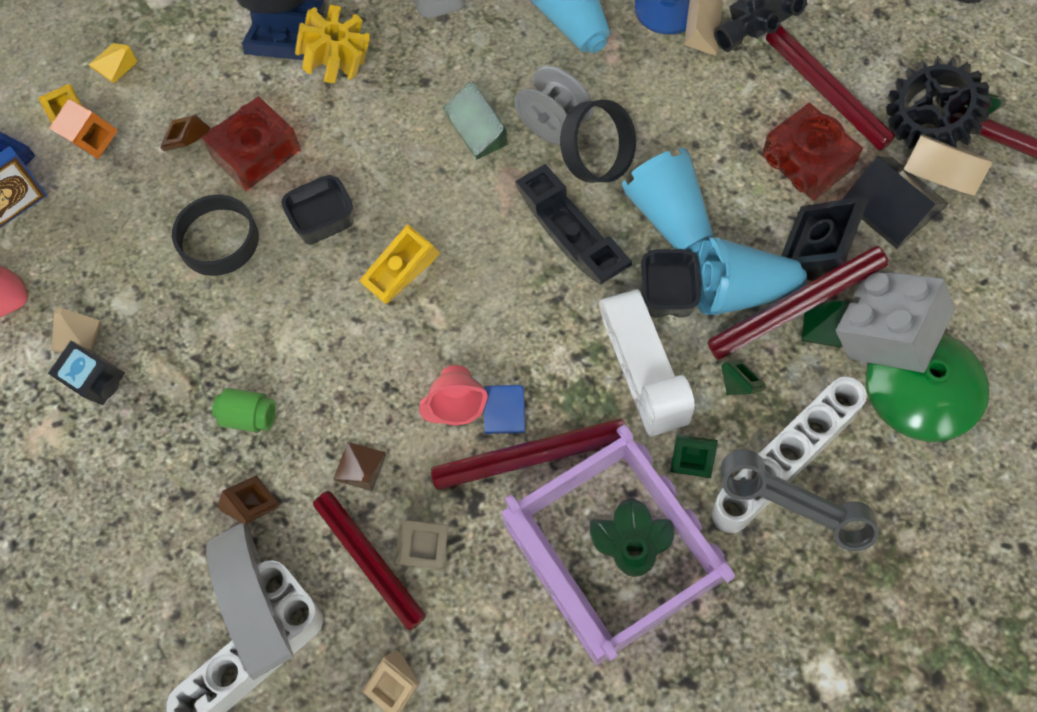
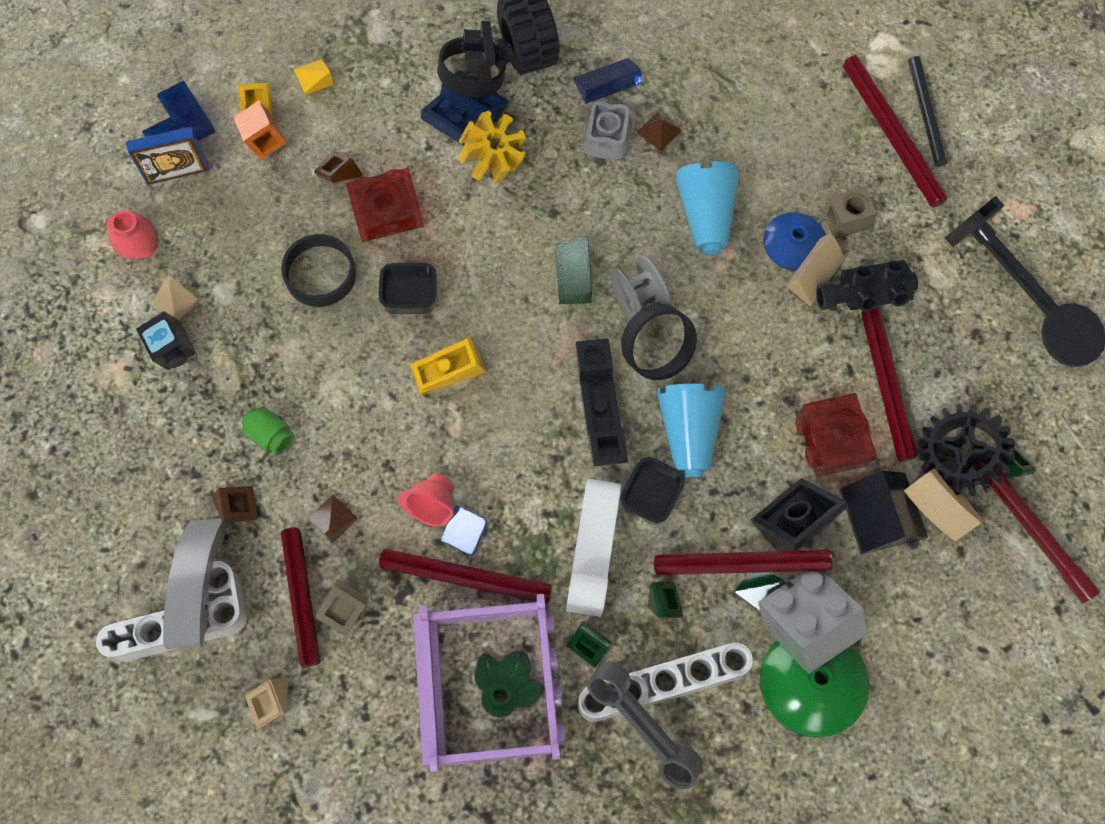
camera: 20 degrees right, 5 degrees up
(743, 276) = (713, 519): medium azure cone -> none

